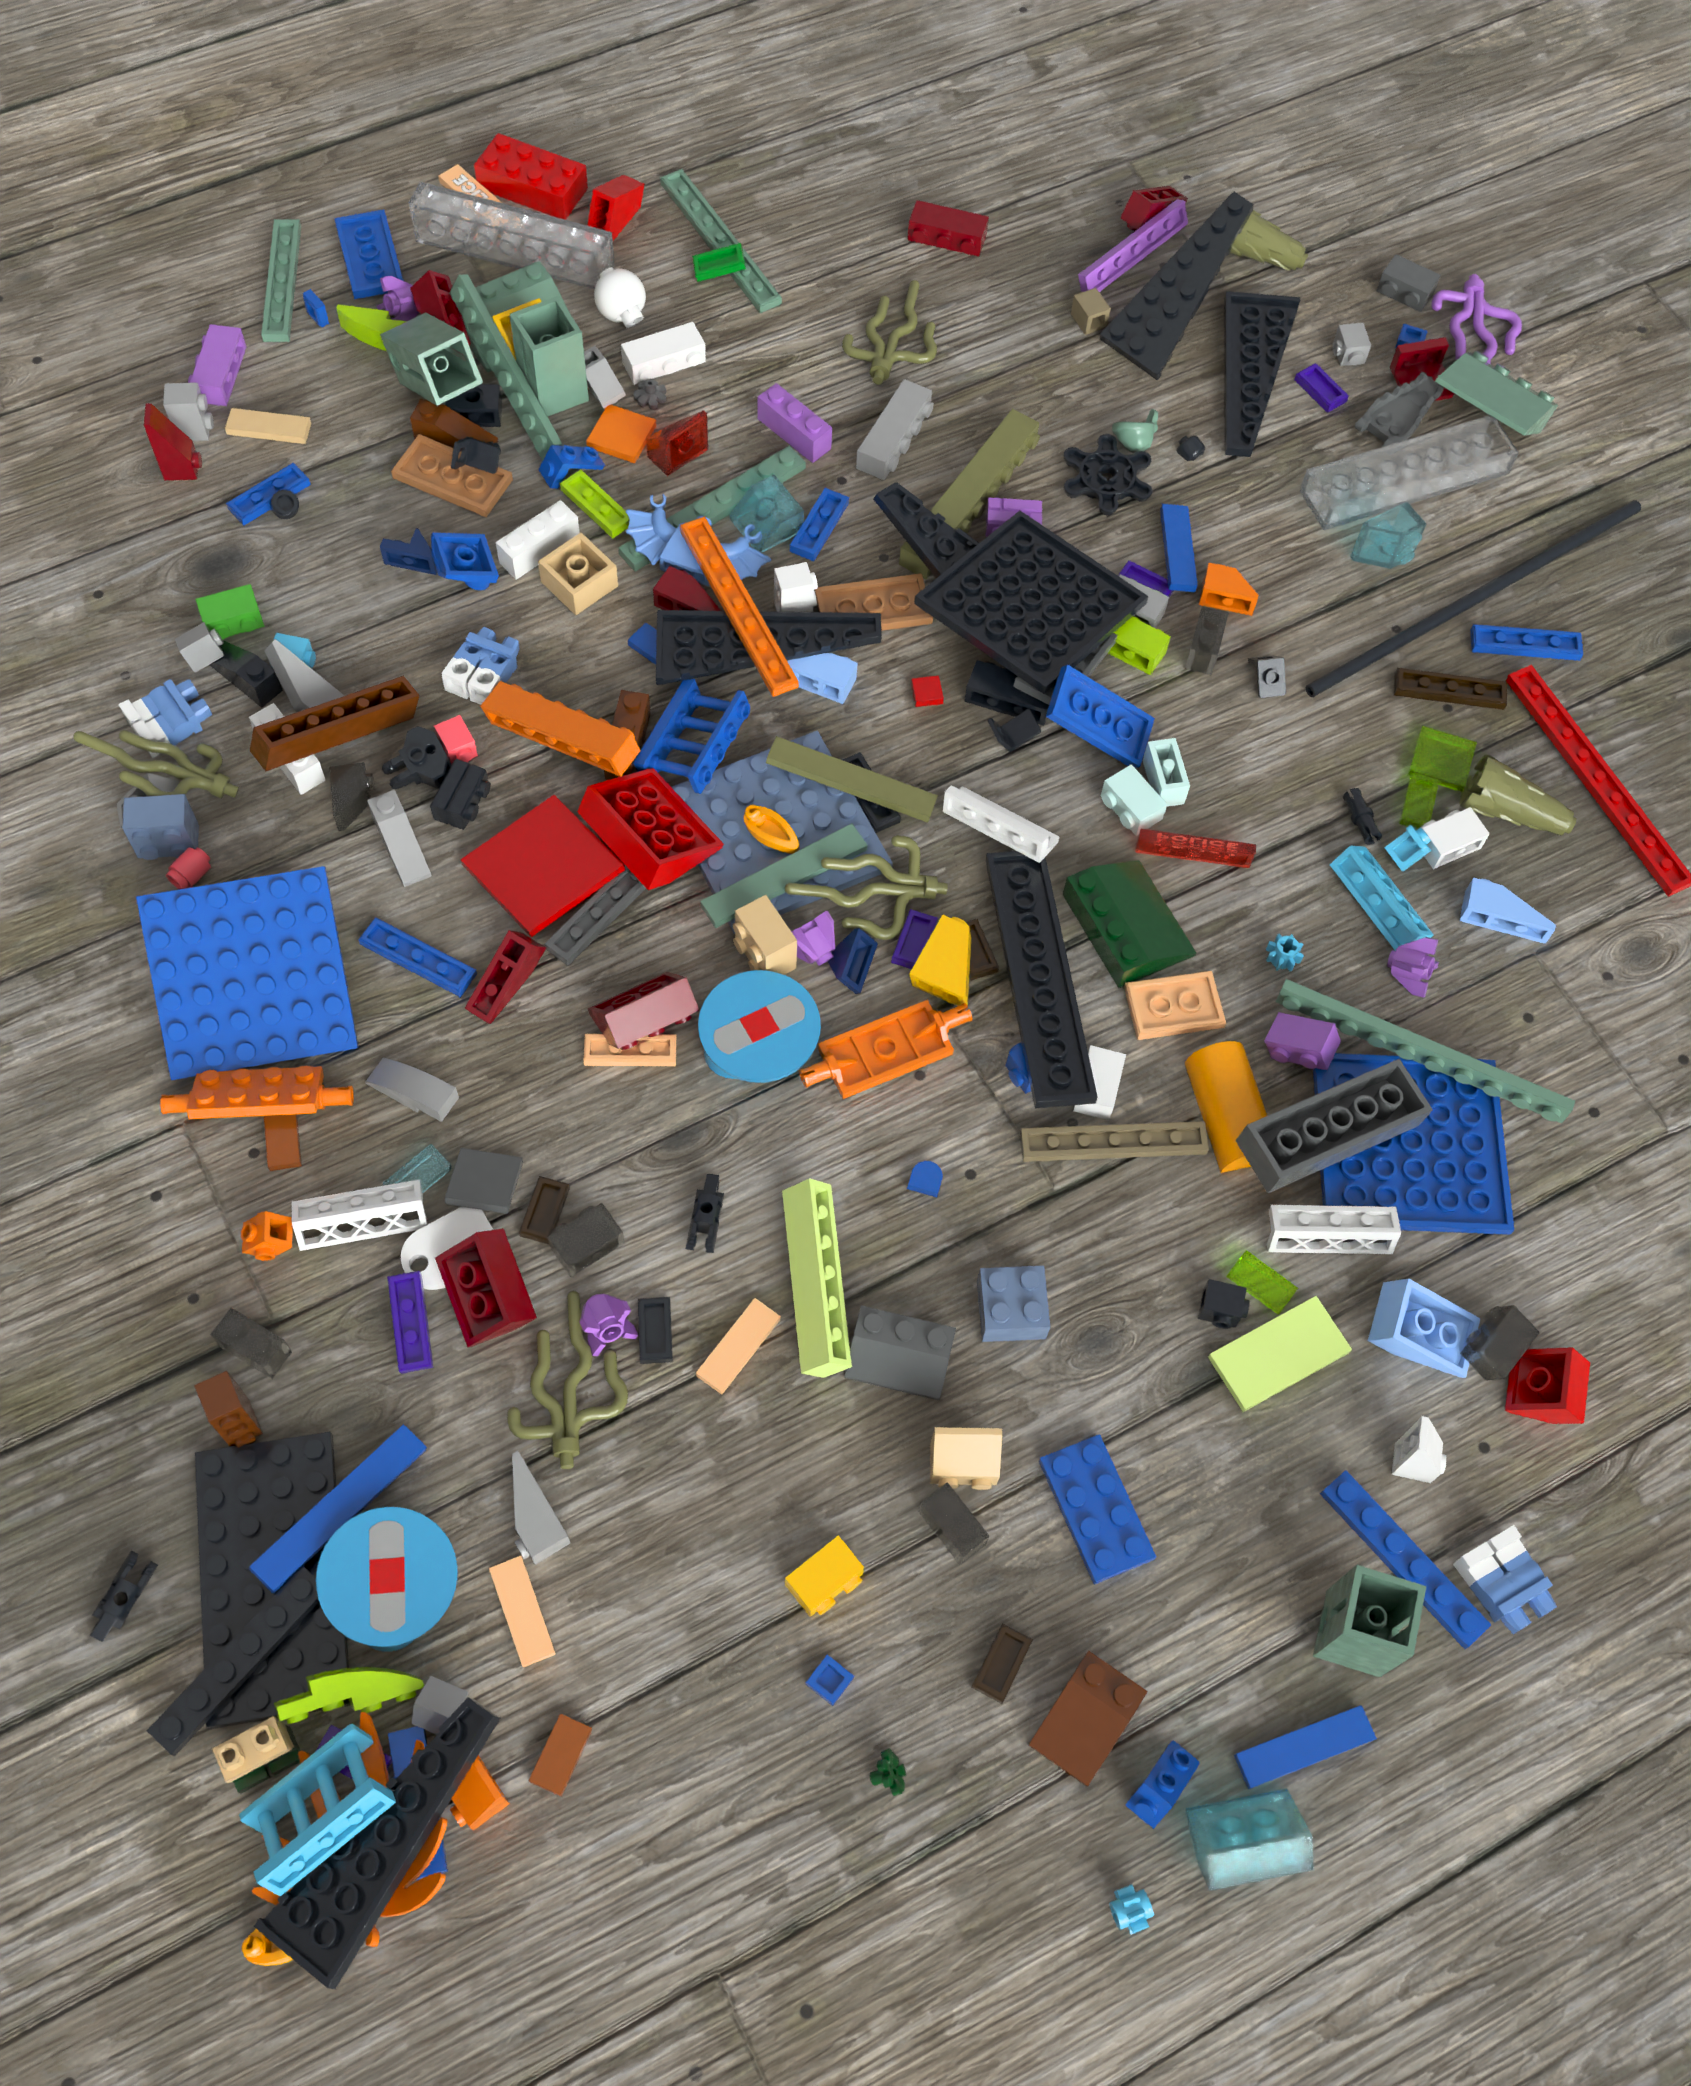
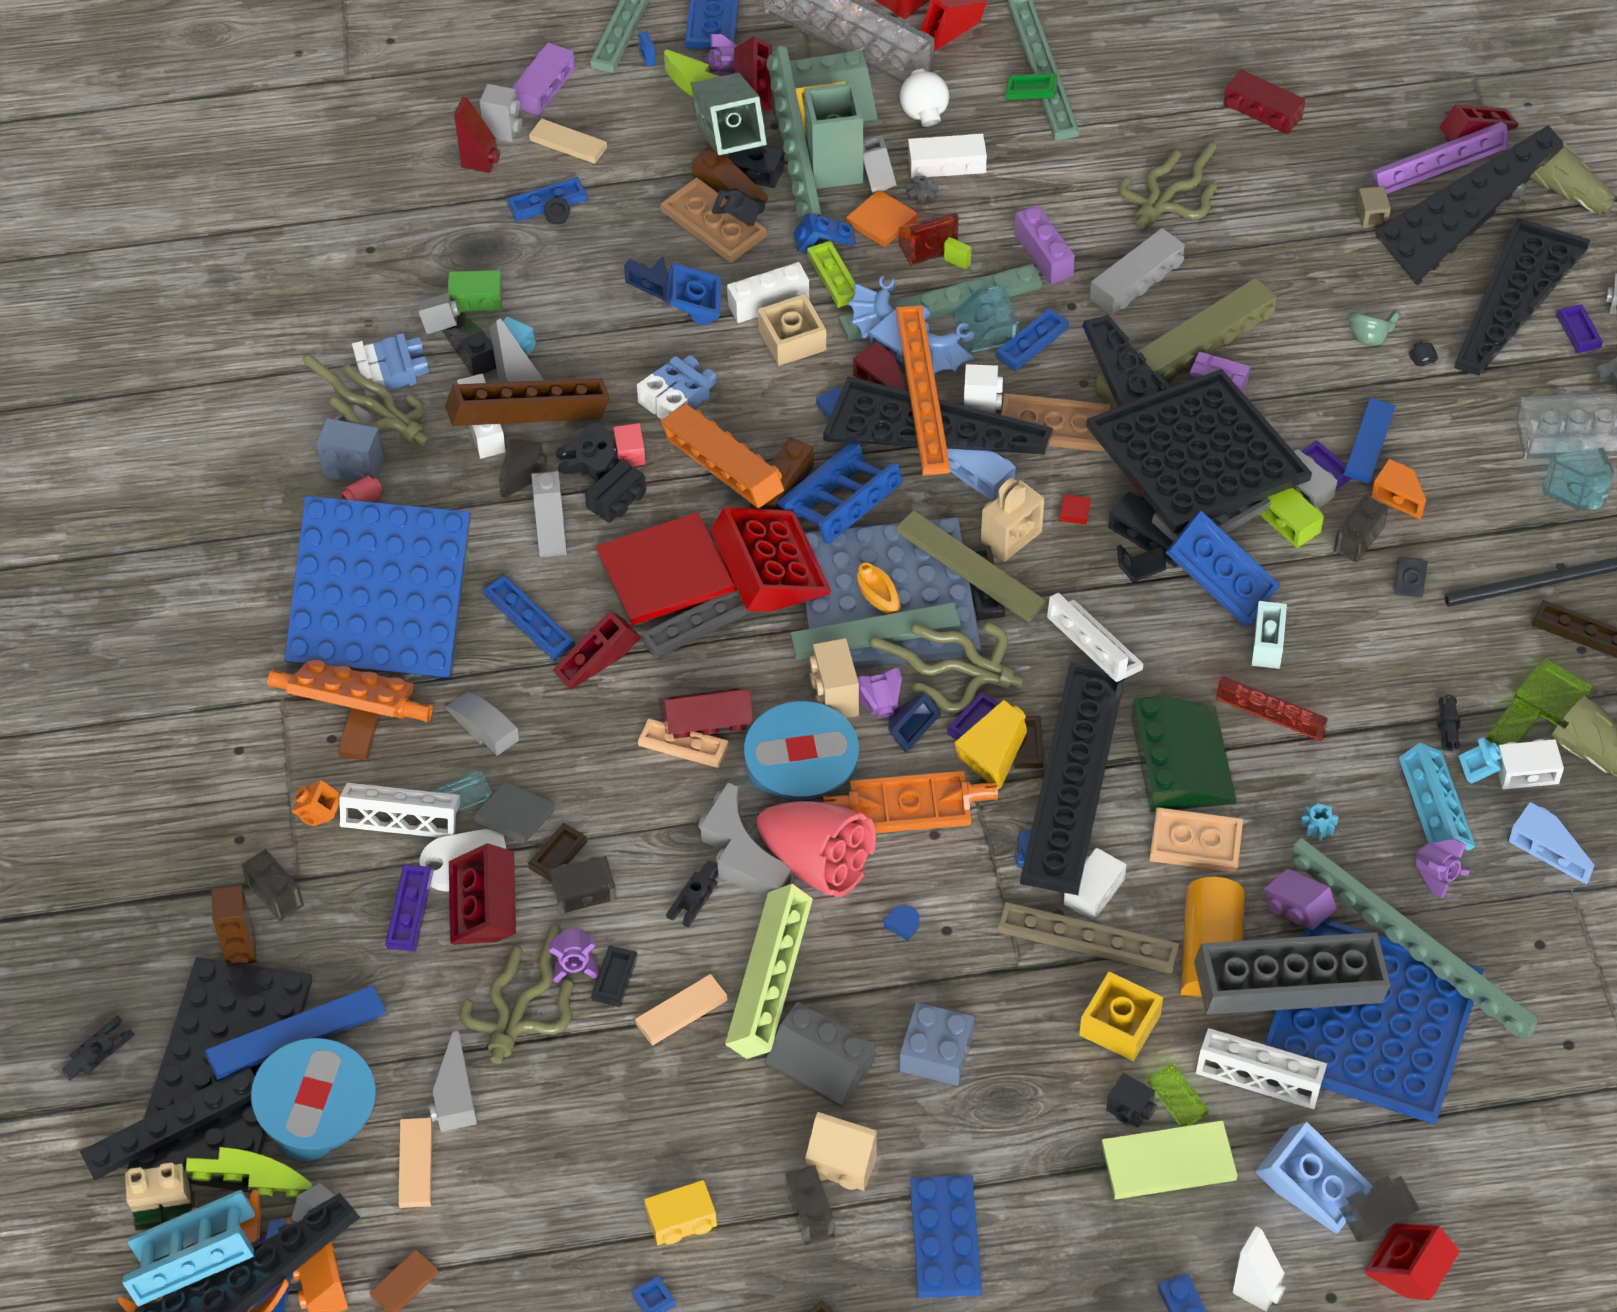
camera: 25 degrees right, 10 degrees down
(712, 452) = (957, 253): none -> lime tile
(738, 1160) = (739, 856): none -> light grey arch
(812, 1122) = (819, 843): none -> coral cylinder
(875, 719) = (1012, 519): none -> tan brick
(1107, 460) = (1330, 345): black plate -> none
(1133, 800) = (1229, 650): light aqua brick -> none
(1182, 1217) = (1121, 1016): none -> yellow brick

